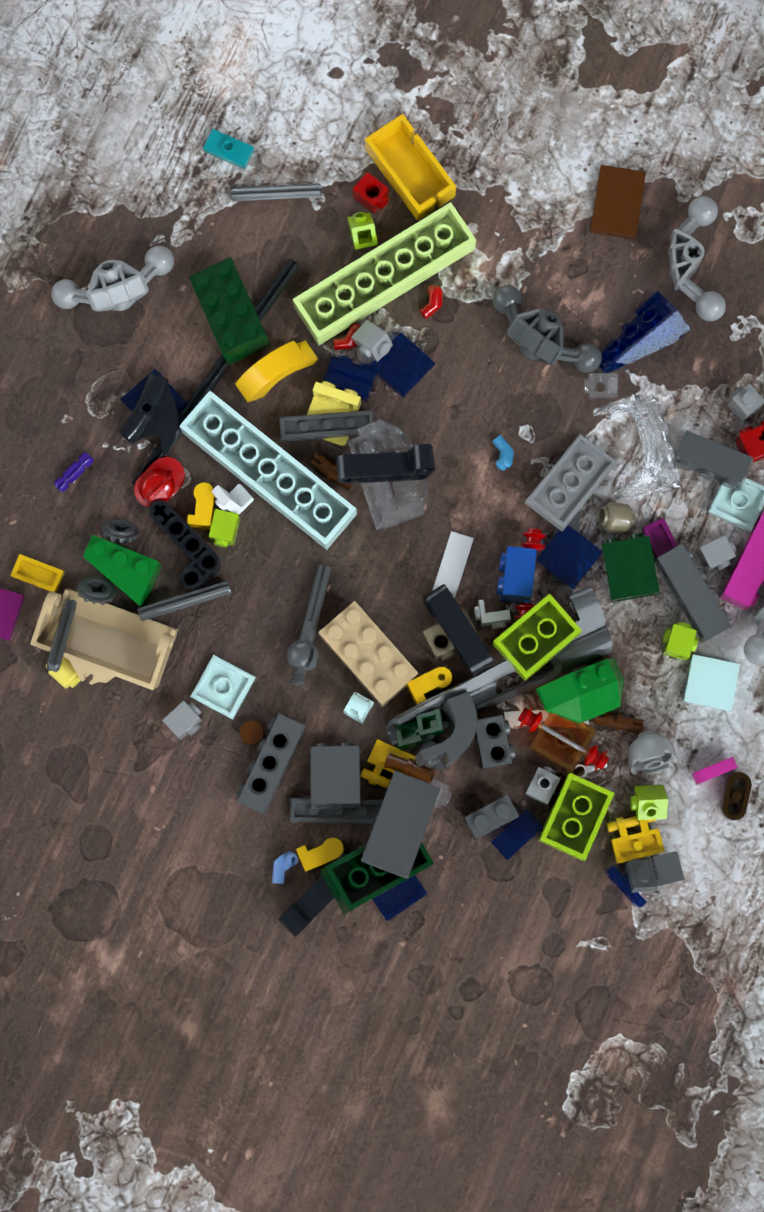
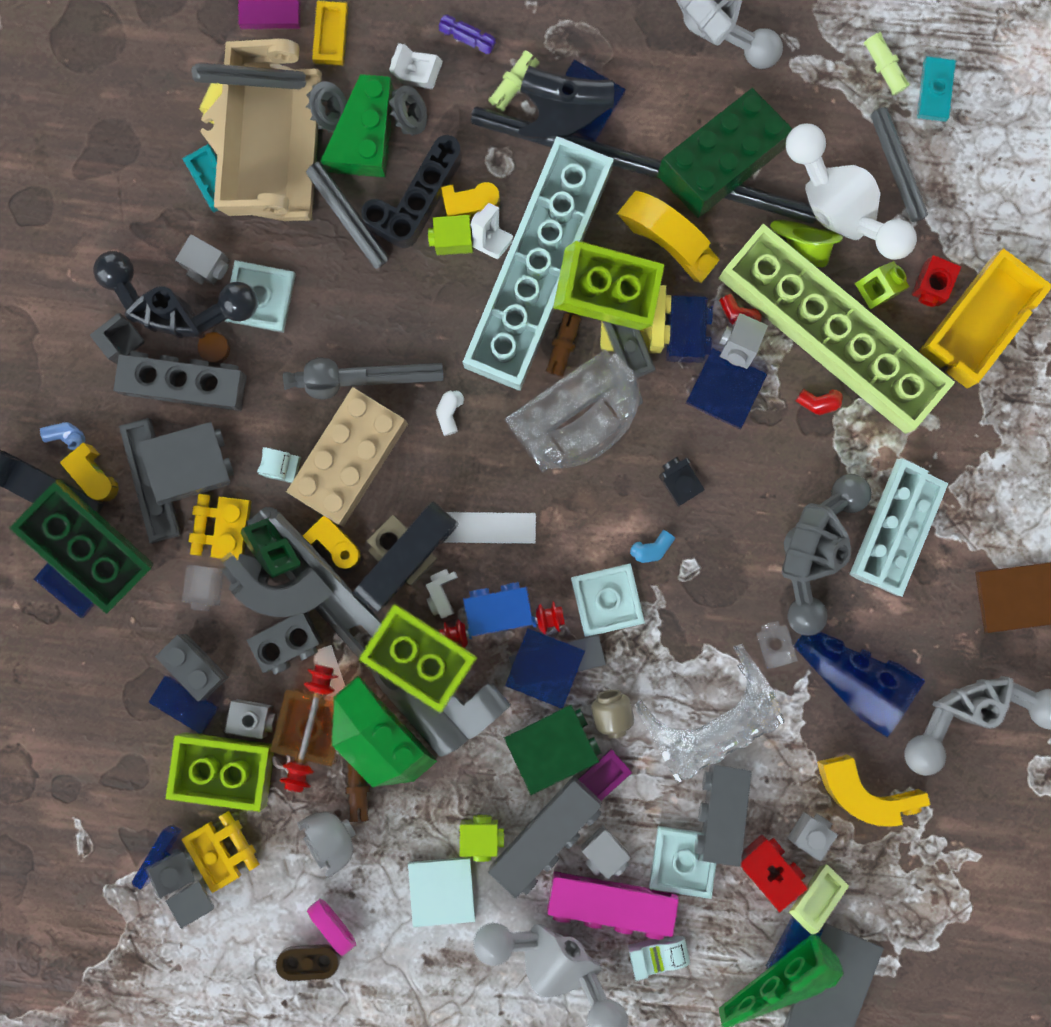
camera: 75 degrees right, 5 degrees up
(88, 516) = (414, 67): none -> white bracket
(119, 696) = (203, 168): none -> teal plate
(122, 448) = (512, 81): none -> yellowish green pin
(159, 481) = (486, 140): red piece -> none
(172, 786) = (165, 310): none -> black piece
(199, 177) = (886, 63): none -> yellowish green pin
(222, 803) = (117, 337): none -> dark grey panel
(290, 235) = (846, 196): none -> white piece
(304, 421) = (608, 285): none -> lime brick
(313, 272) = (808, 241): none -> lime piece
(353, 572) = (445, 410): none -> white arm
(386, 467) = (582, 404): black beam -> none
(400, 825) = (138, 559): dark grey tile -> none
(409, 768) = (218, 549): reddish brown pin -> none
(460, 418) = (680, 480): none -> black bracket
(520, 488) = (607, 600): none -> light aqua tile
(542, 274) = (899, 528): none -> light aqua brick
(570, 482) = (639, 643): light grey tile -> none
(649, 802) = (266, 857): lime brick -> none
(717, 370) = (845, 788): none -> yellow arch

